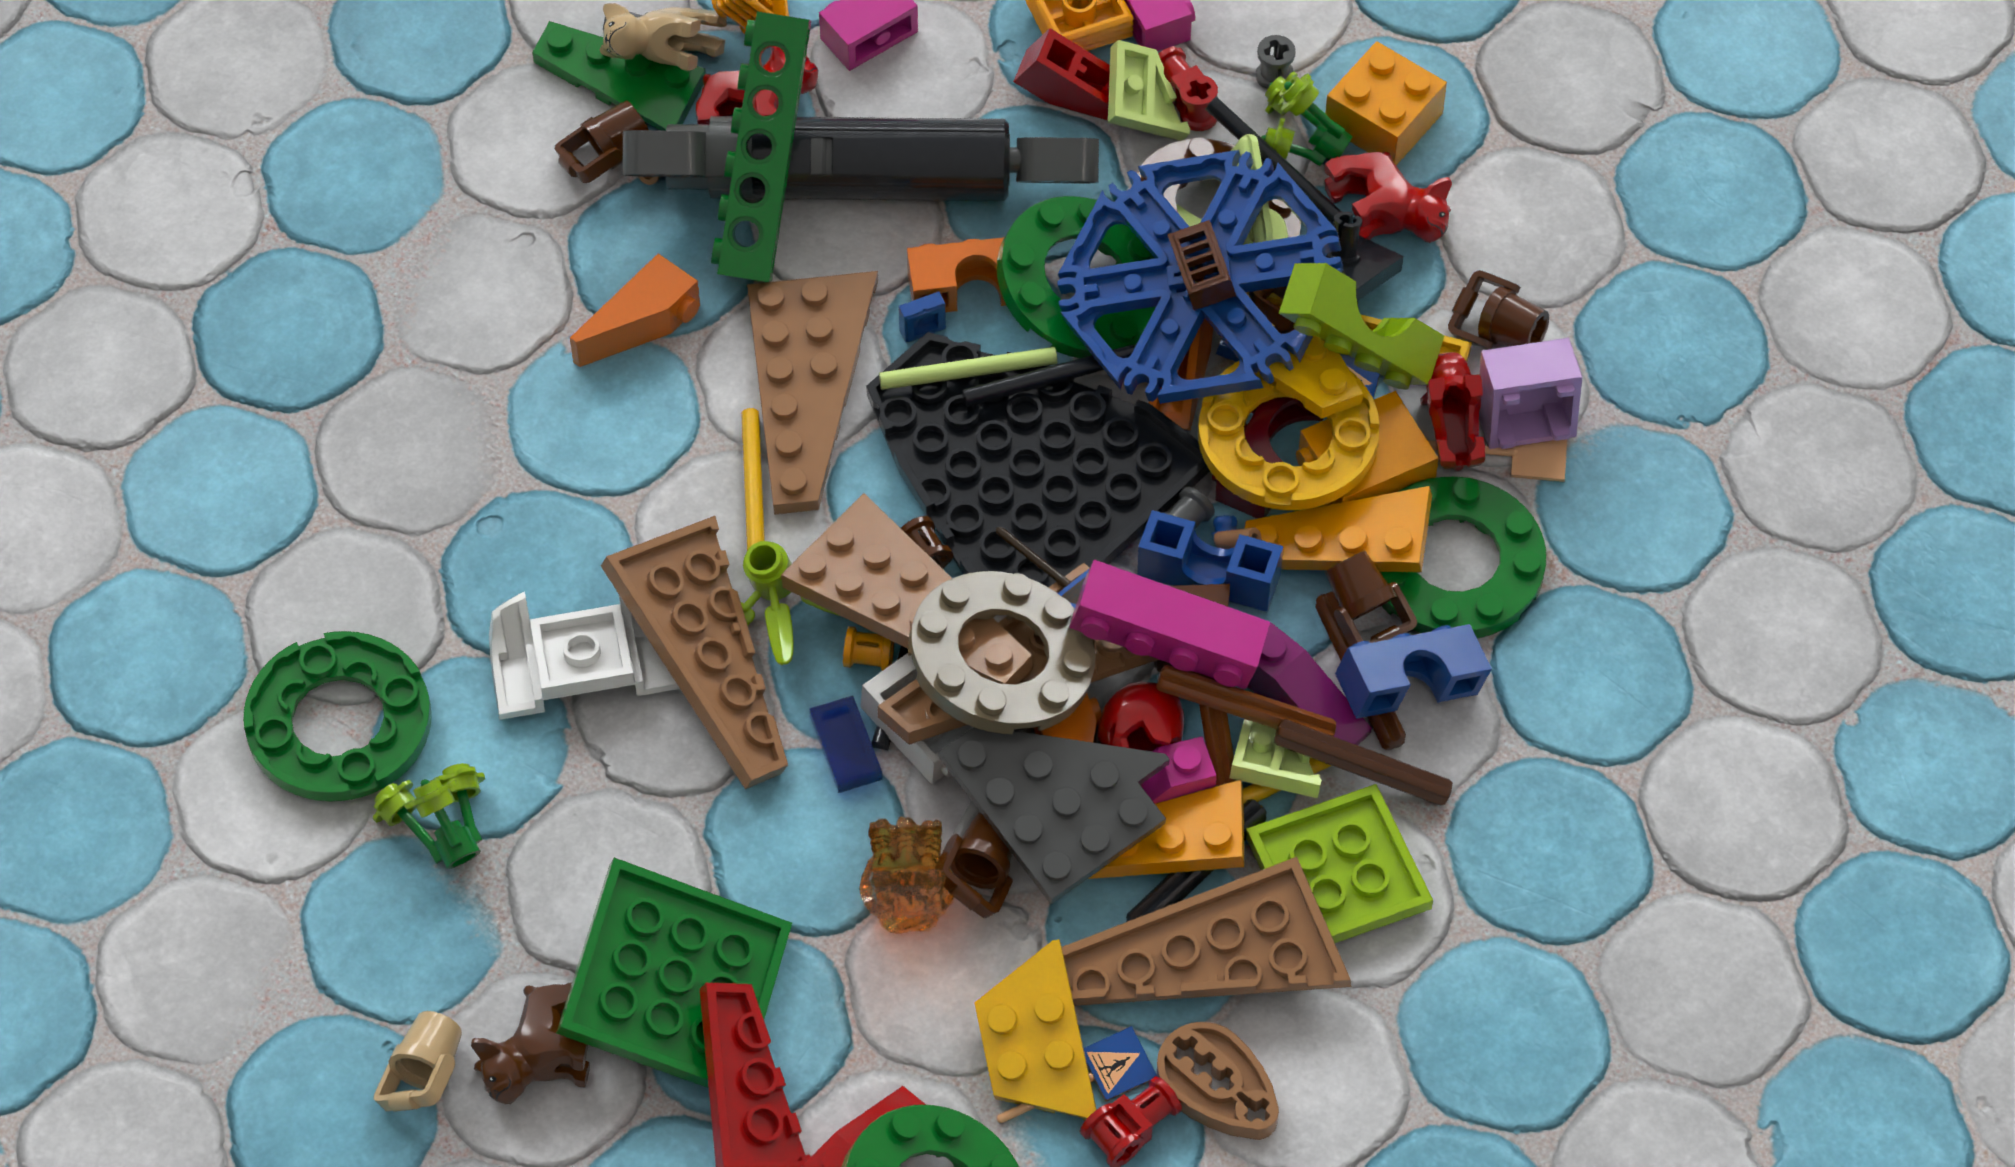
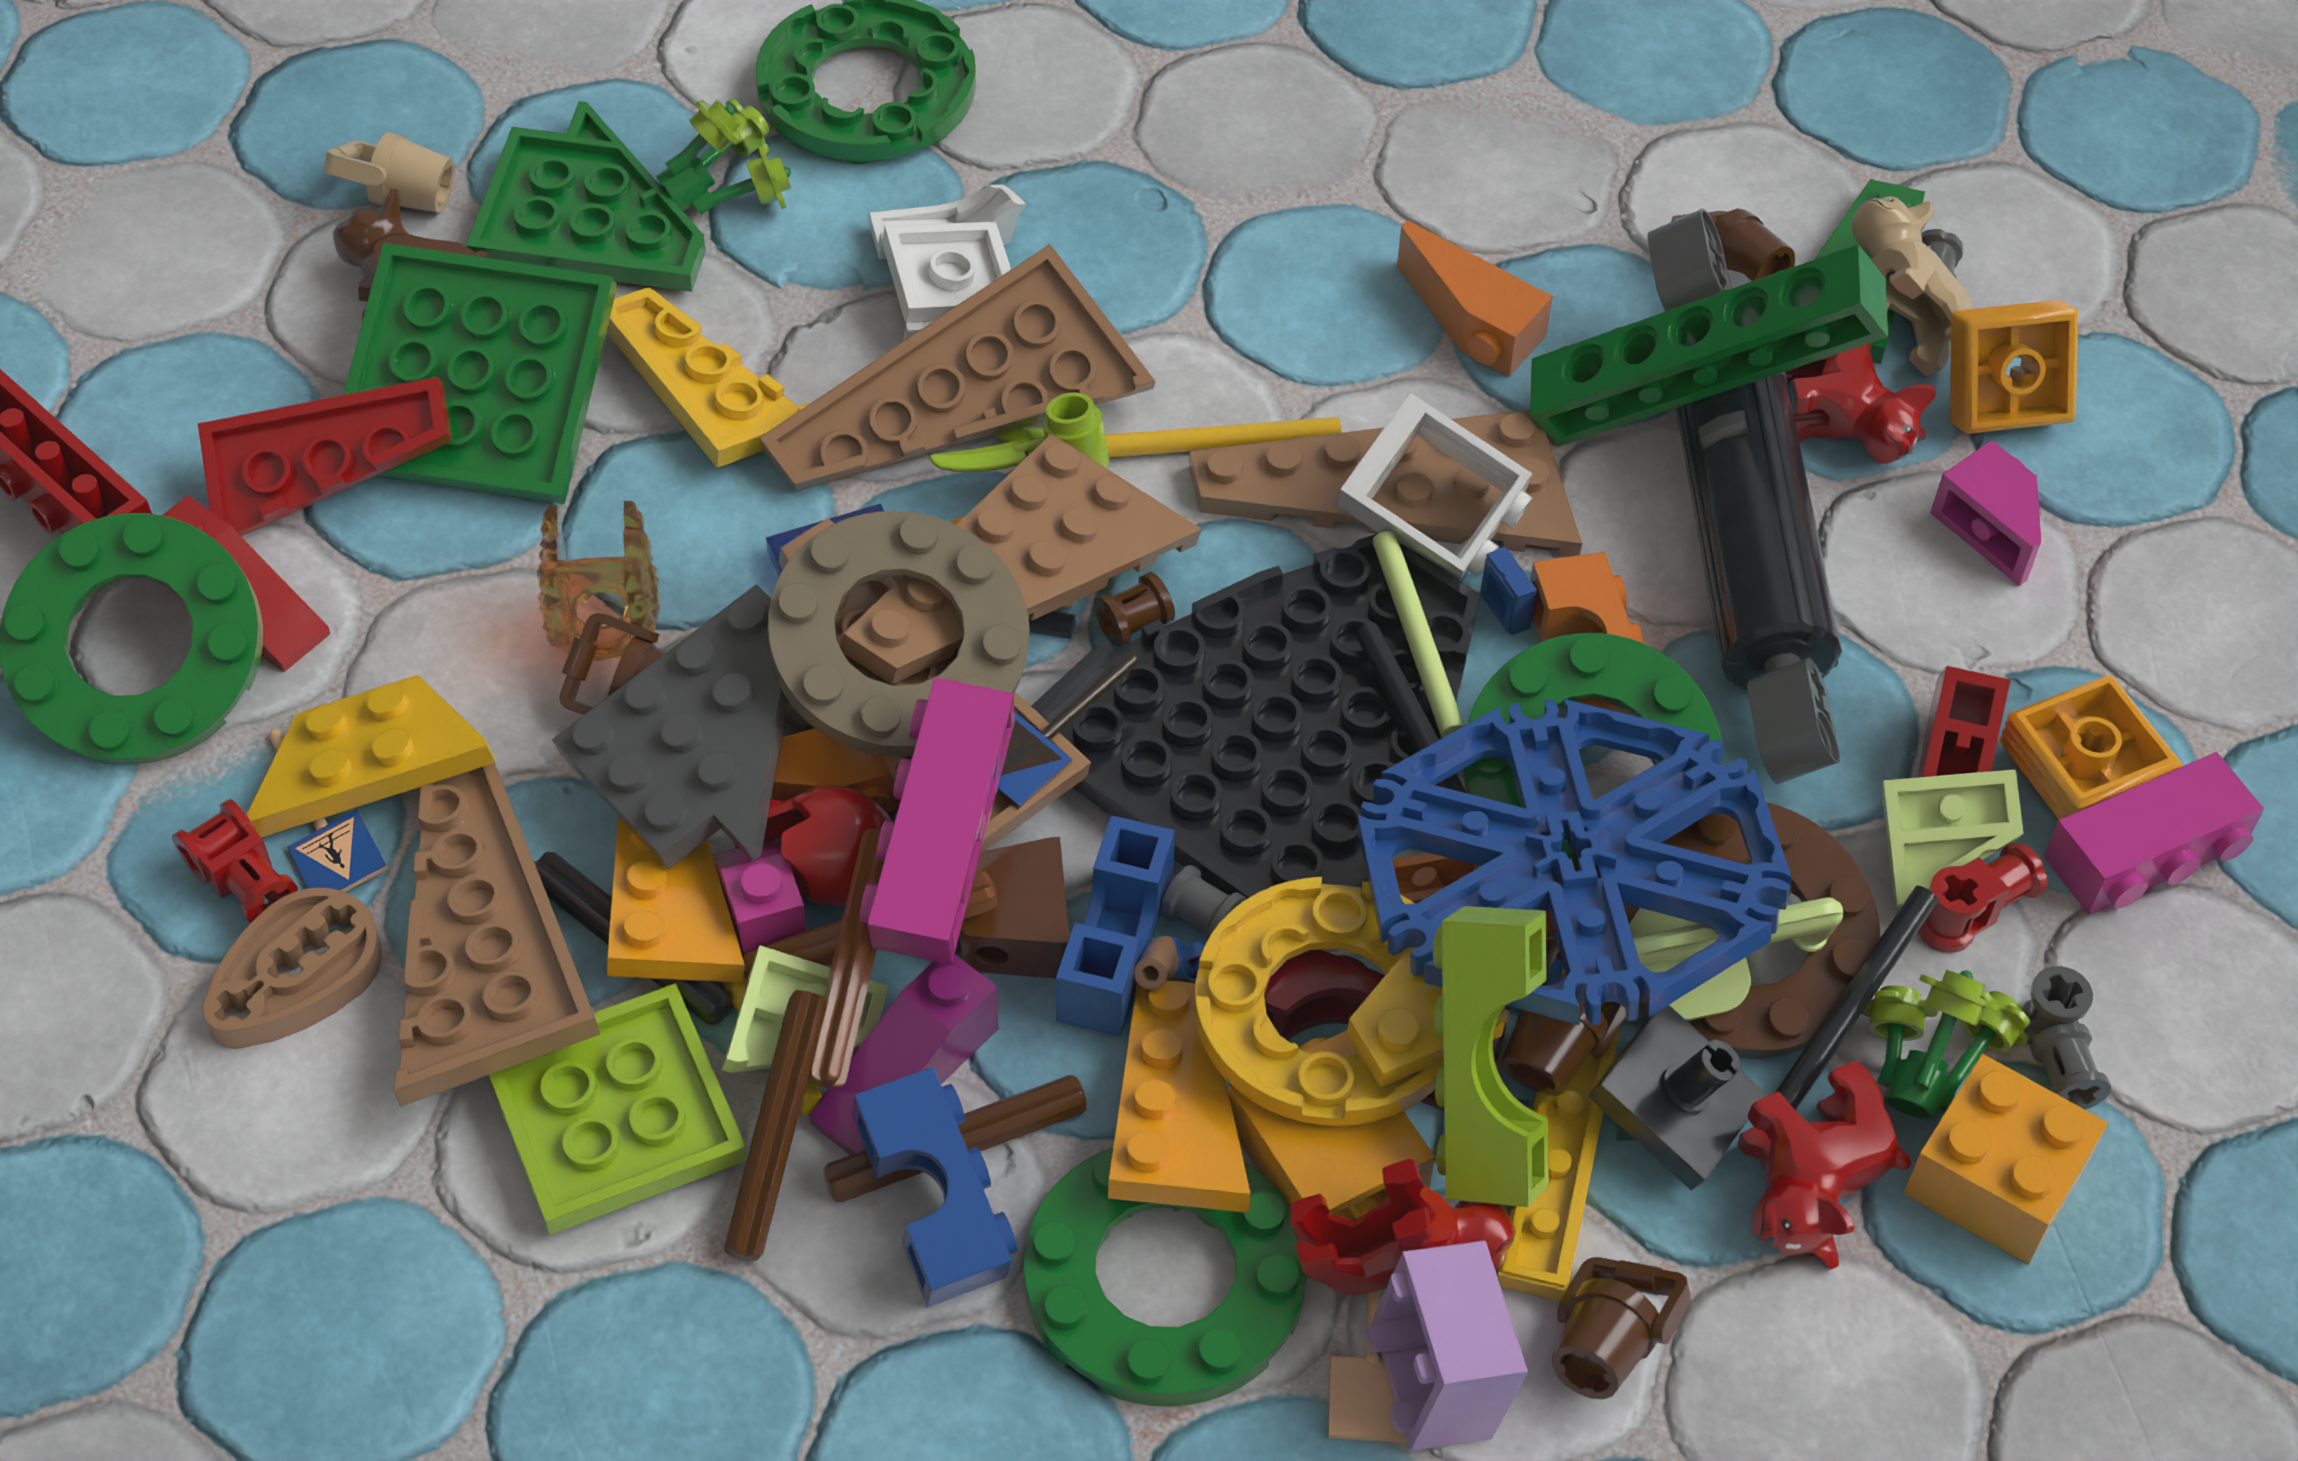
camera: 85 degrees right, 5 degrees down
(474, 923) = (585, 208): none -> green wing
(685, 824) = (696, 379): none -> yellow wing
(822, 365) = (1422, 420): none -> white window
(1211, 289) = (1552, 838): reddish brown slope -> none
(1326, 62) = (2070, 1064): none -> dark grey bush
(1362, 589) = (1060, 1109): reddish brown piece -> none

